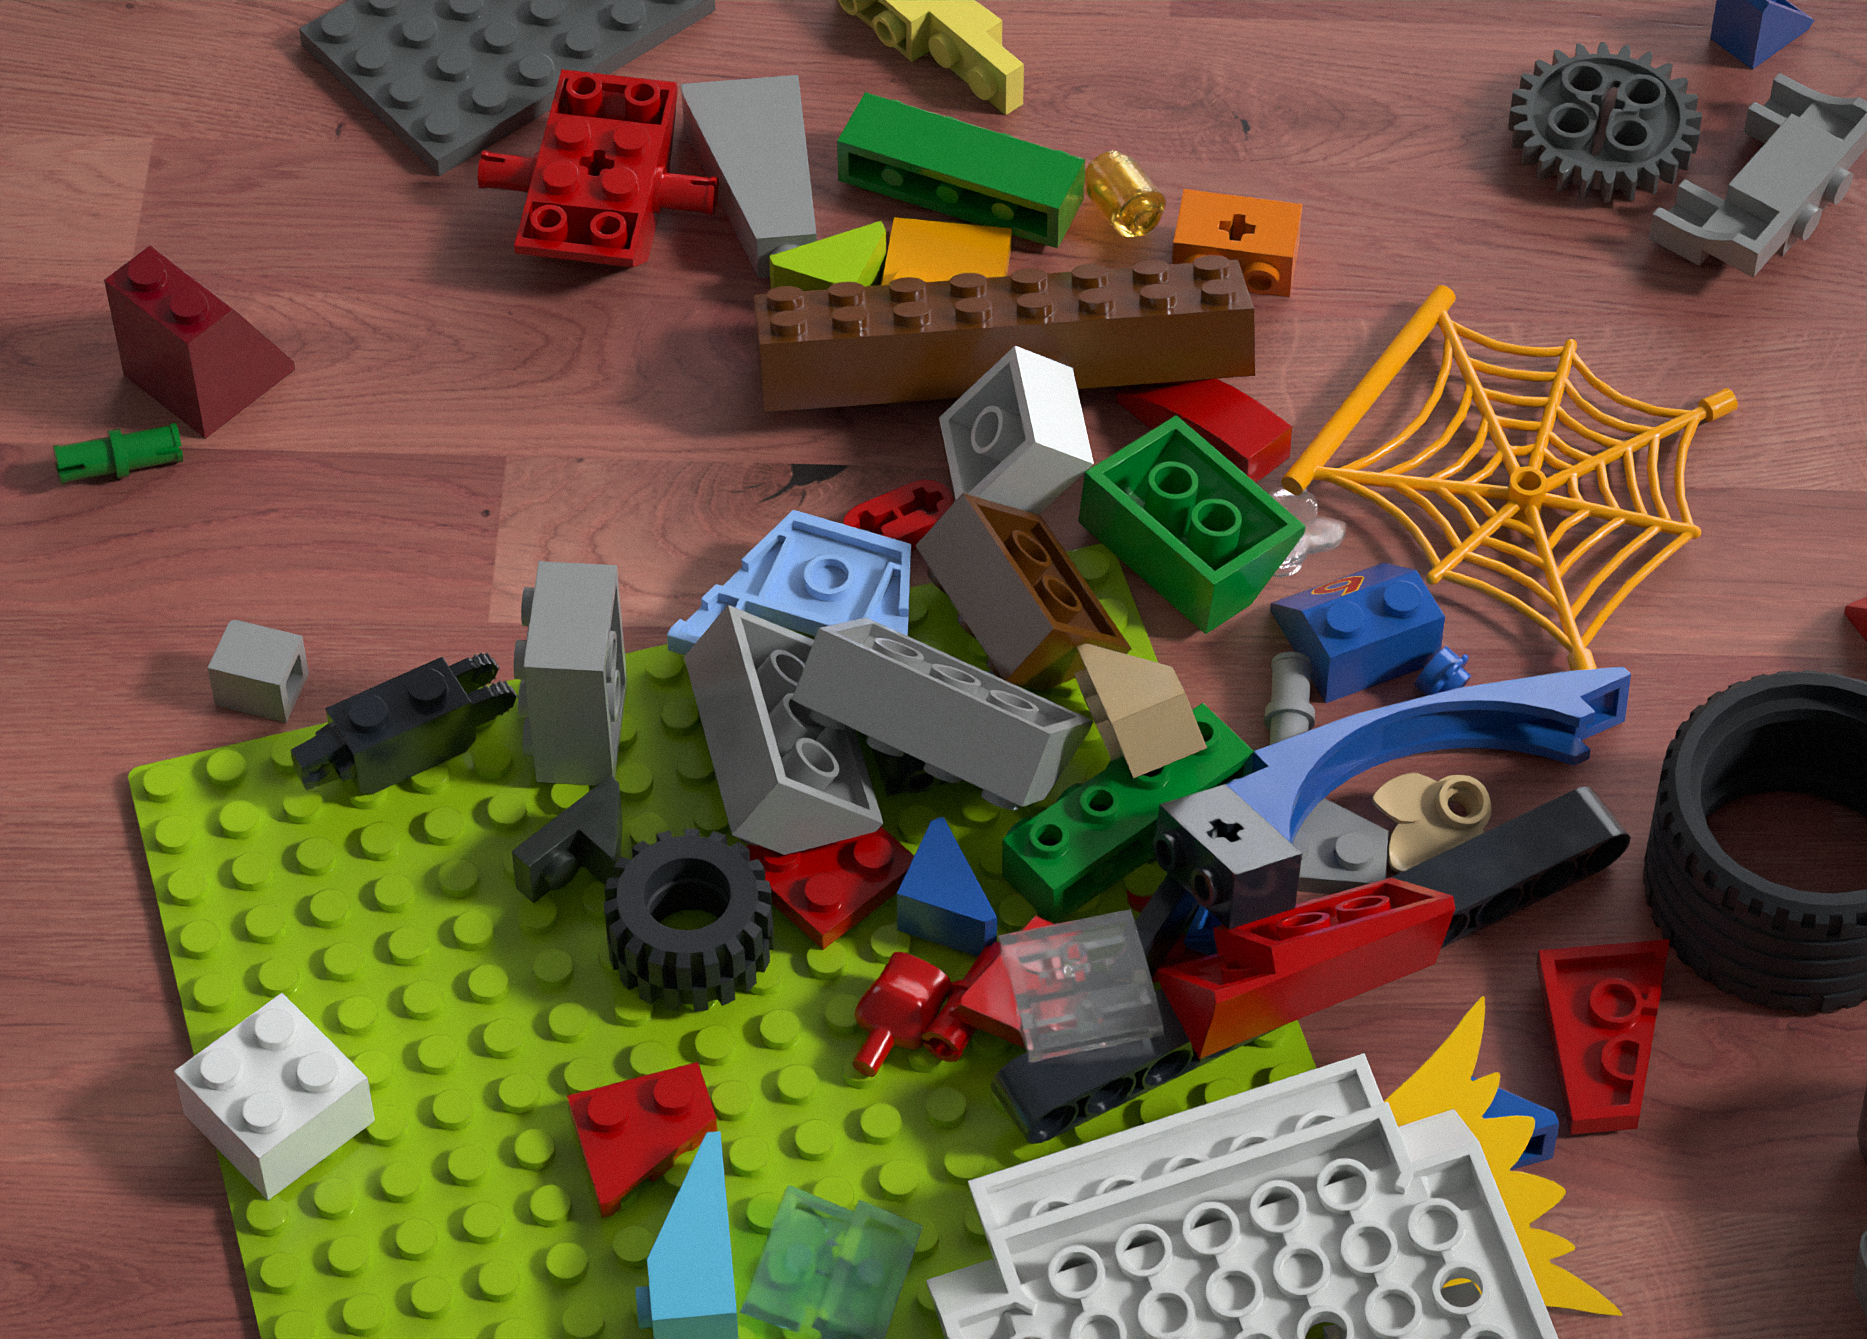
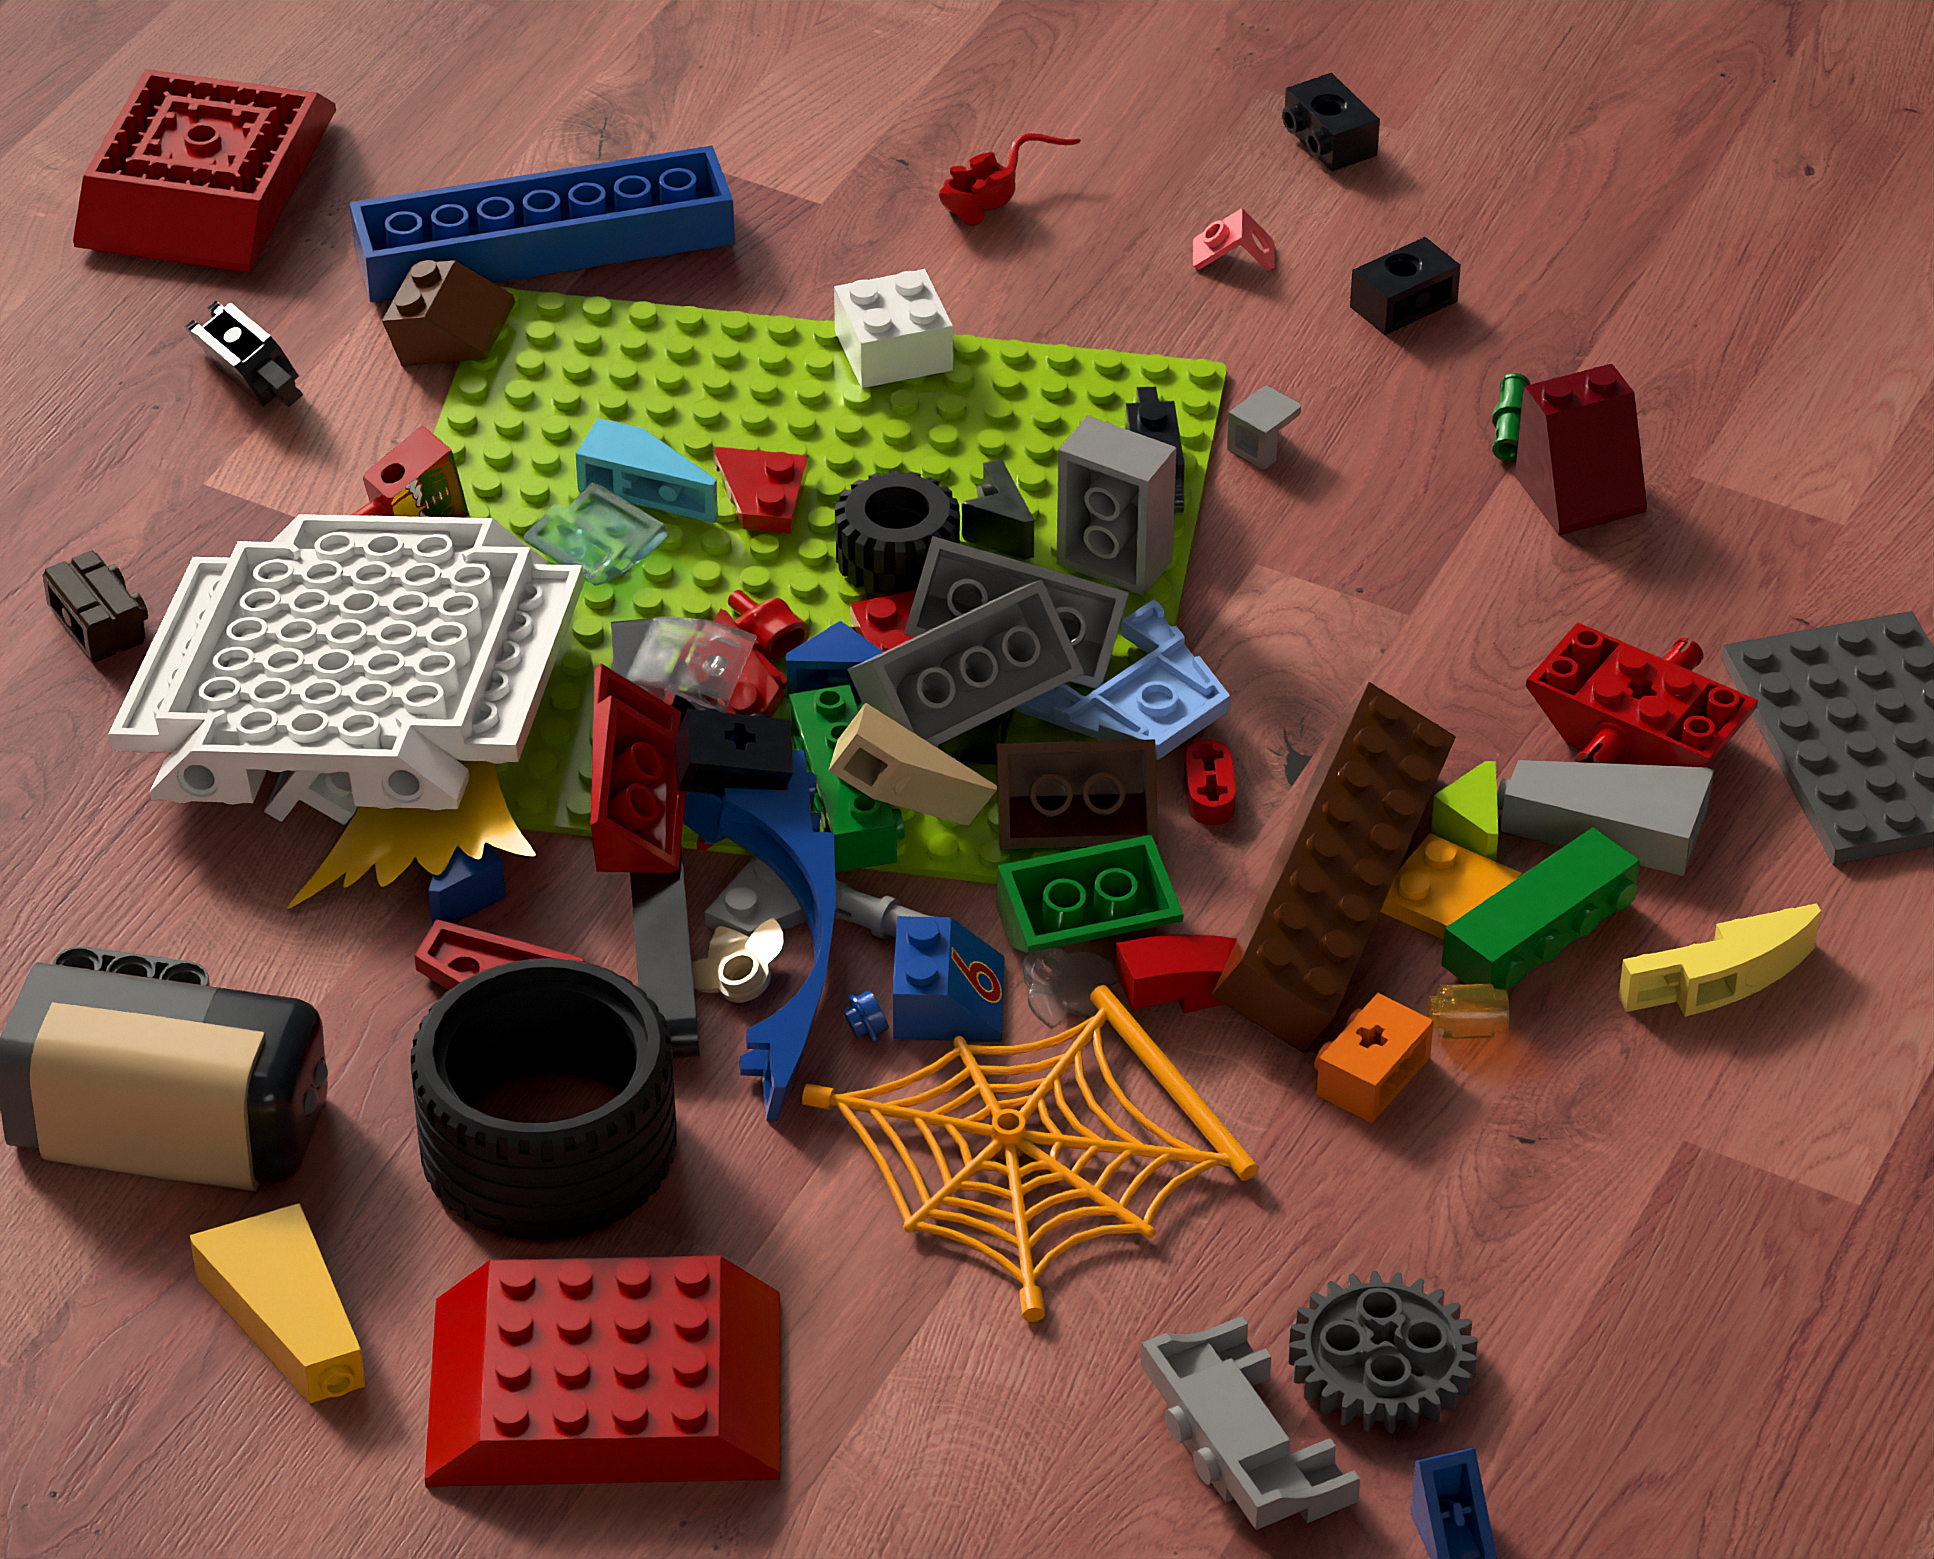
camera: 115 degrees right, 10 degrees down
(1018, 433) = (1217, 826): white brick -> none

